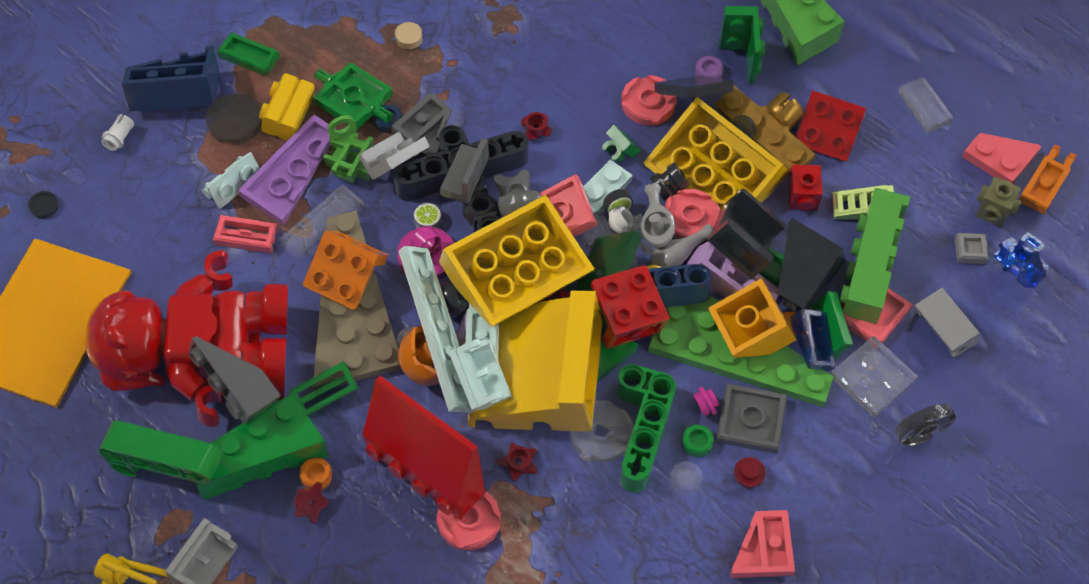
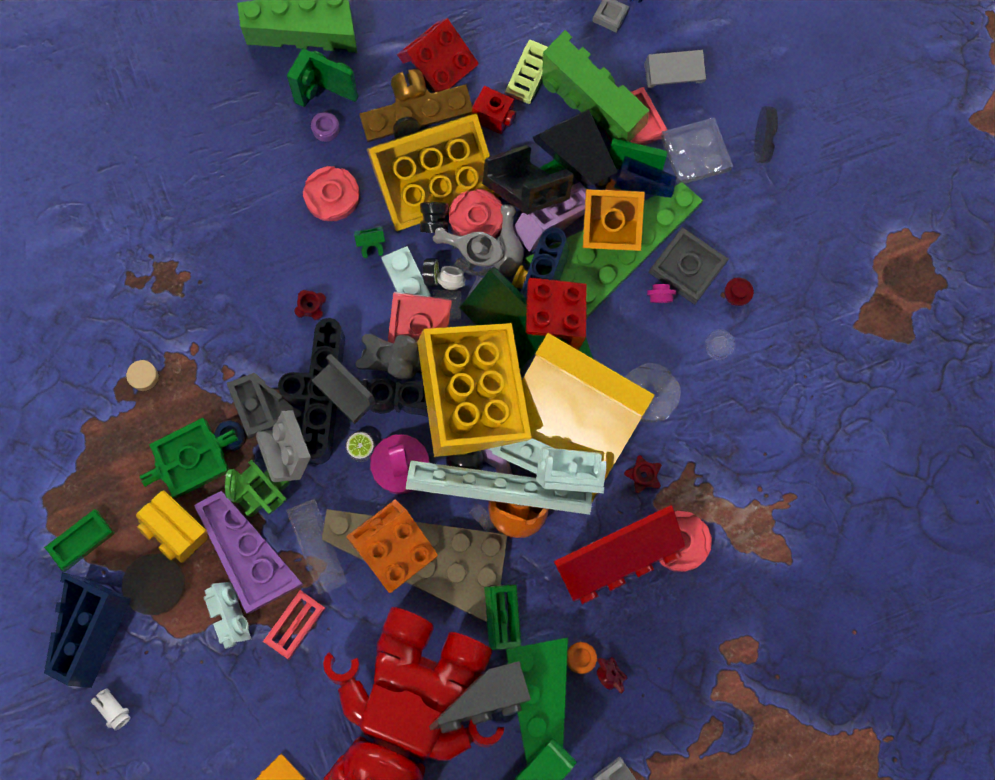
camera: 65 degrees left, 15 degrees up
(644, 430) = (674, 350): green beam -> none
(694, 86) = (349, 147): black tile -> none
(697, 440) = (690, 318): green tile -> none
(766, 547) = (810, 312): coral wing -> none

